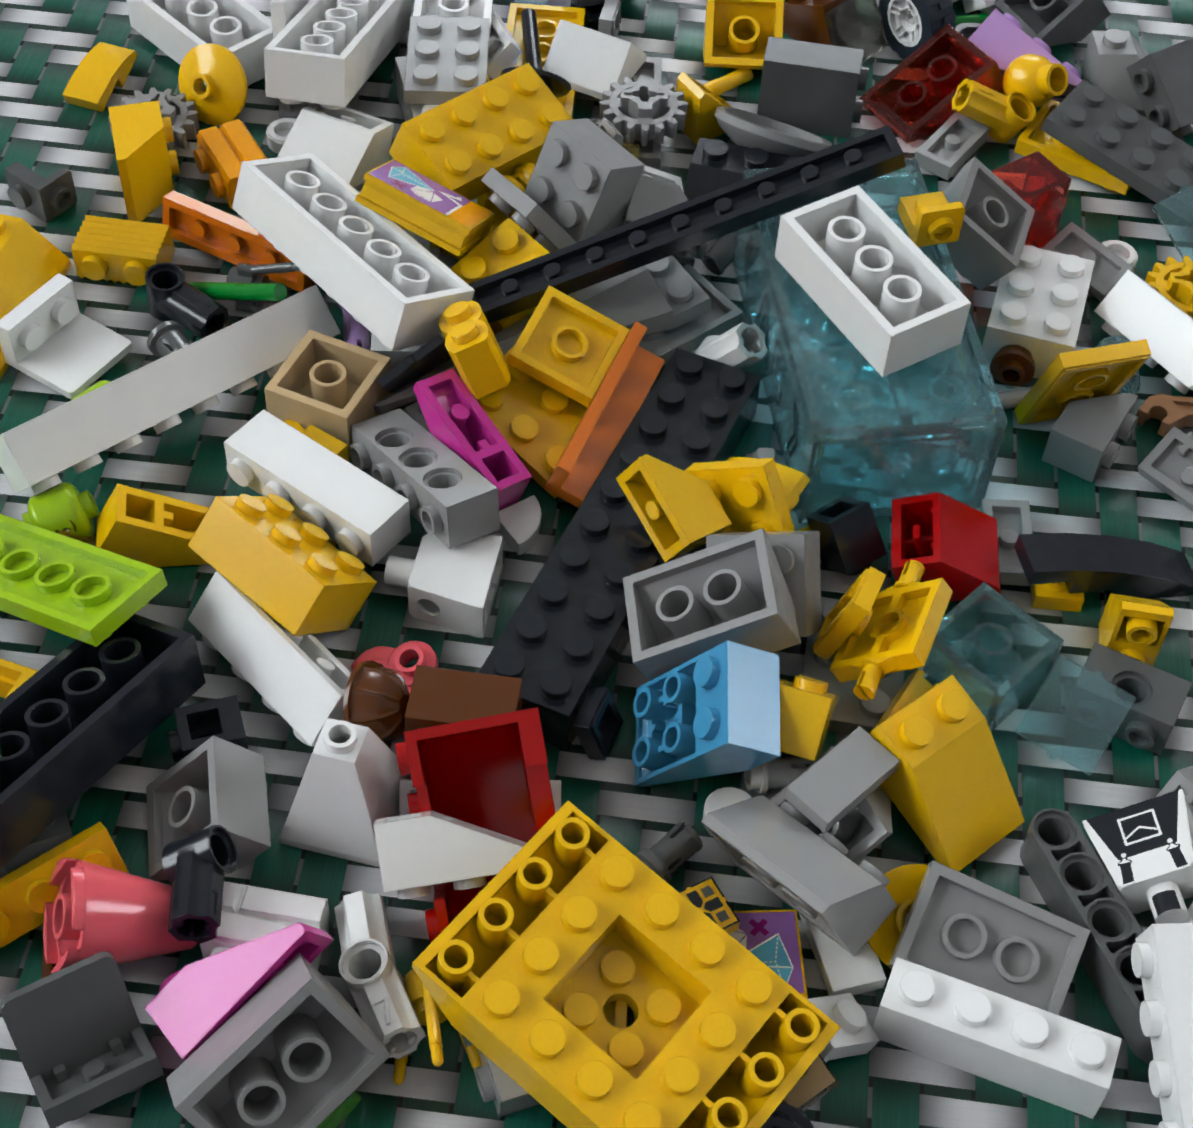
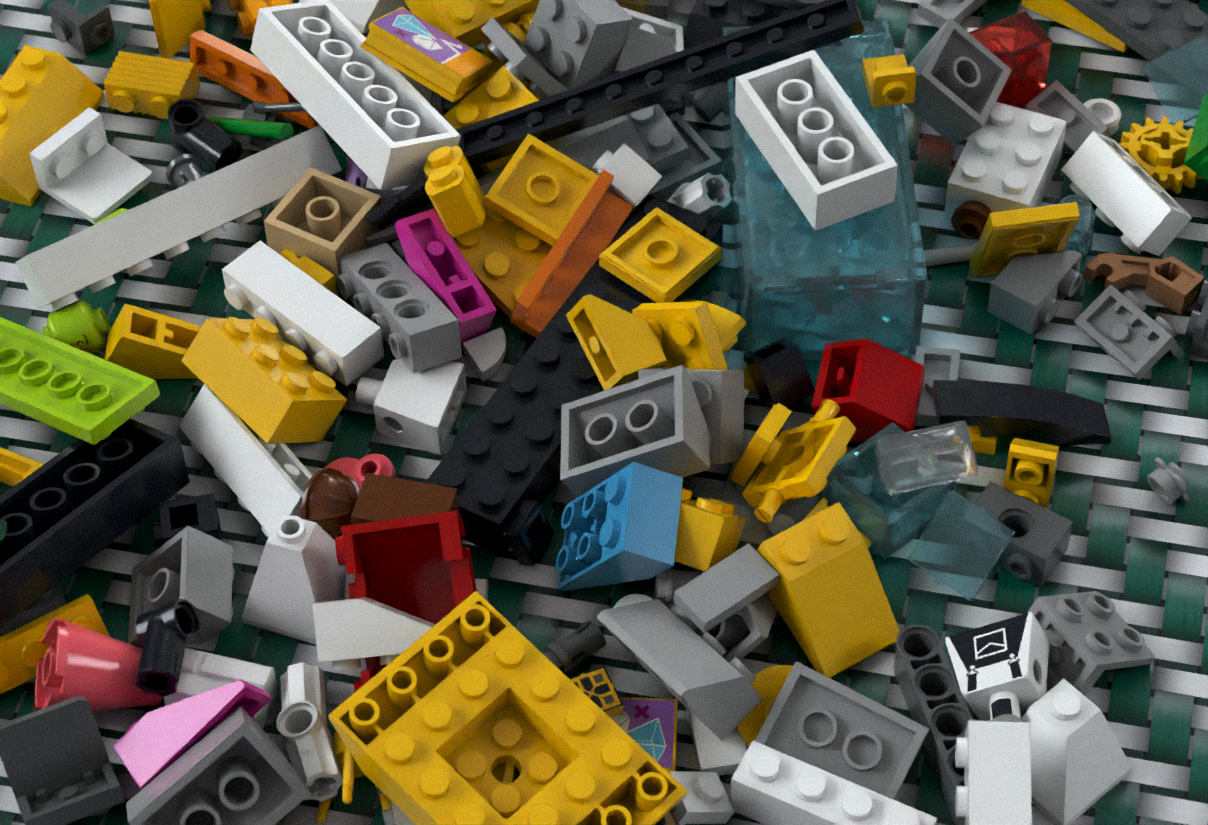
camera: 10 degrees right, 0 degrees up
(664, 326) = (632, 174): none -> white brick
(704, 413) = (660, 257): none -> yellow tile
(1031, 620) = (926, 457): none -> clear slope

